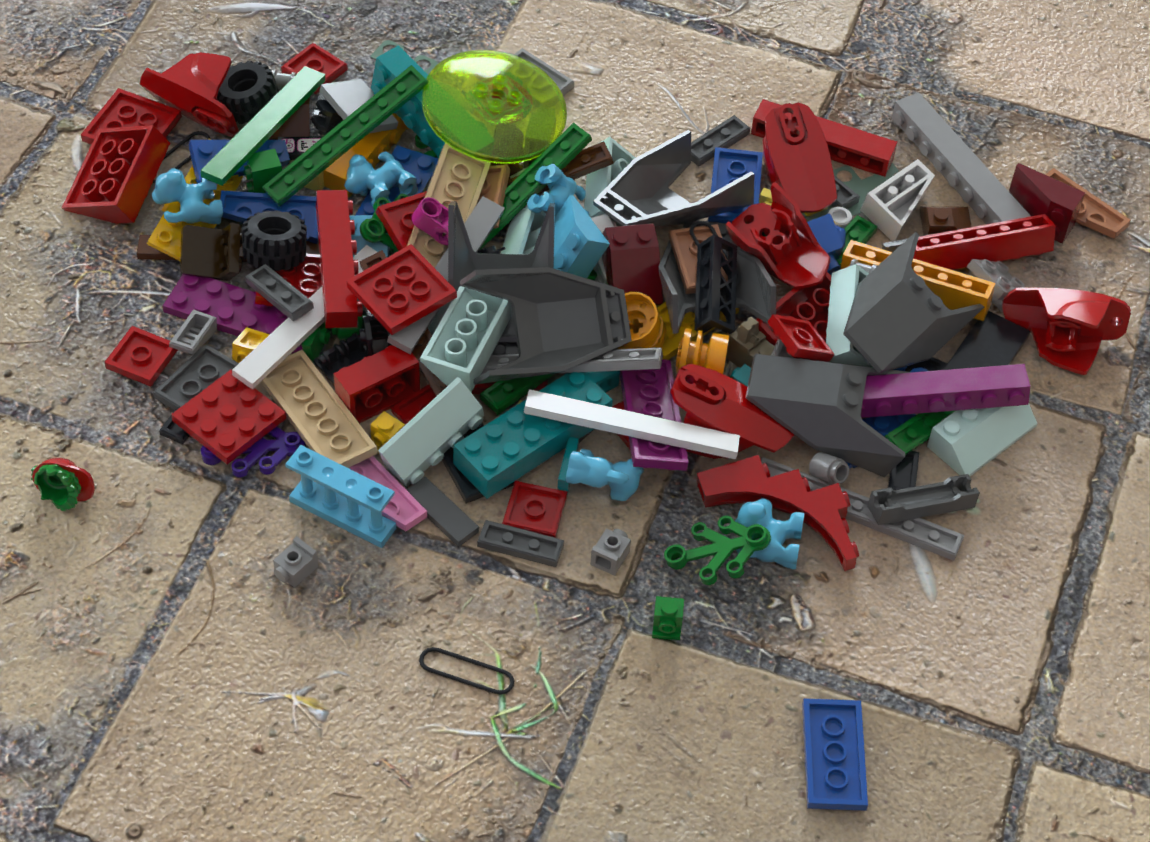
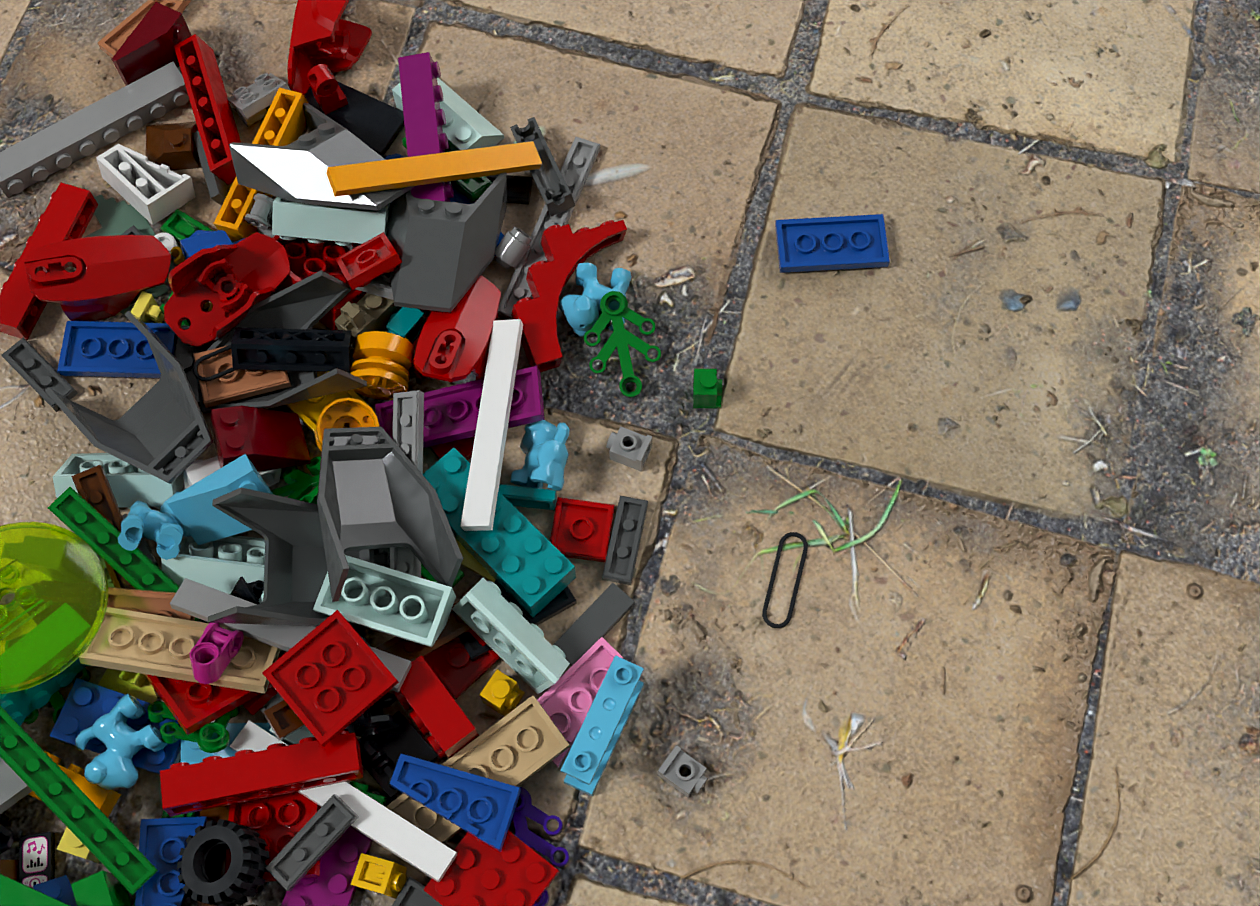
camera: 90 degrees left, 15 degrees up
(297, 392) = (465, 799): none -> blue wing
(897, 389) = (432, 168): none -> light orange tile
(1001, 325) = (326, 88): none -> red leg

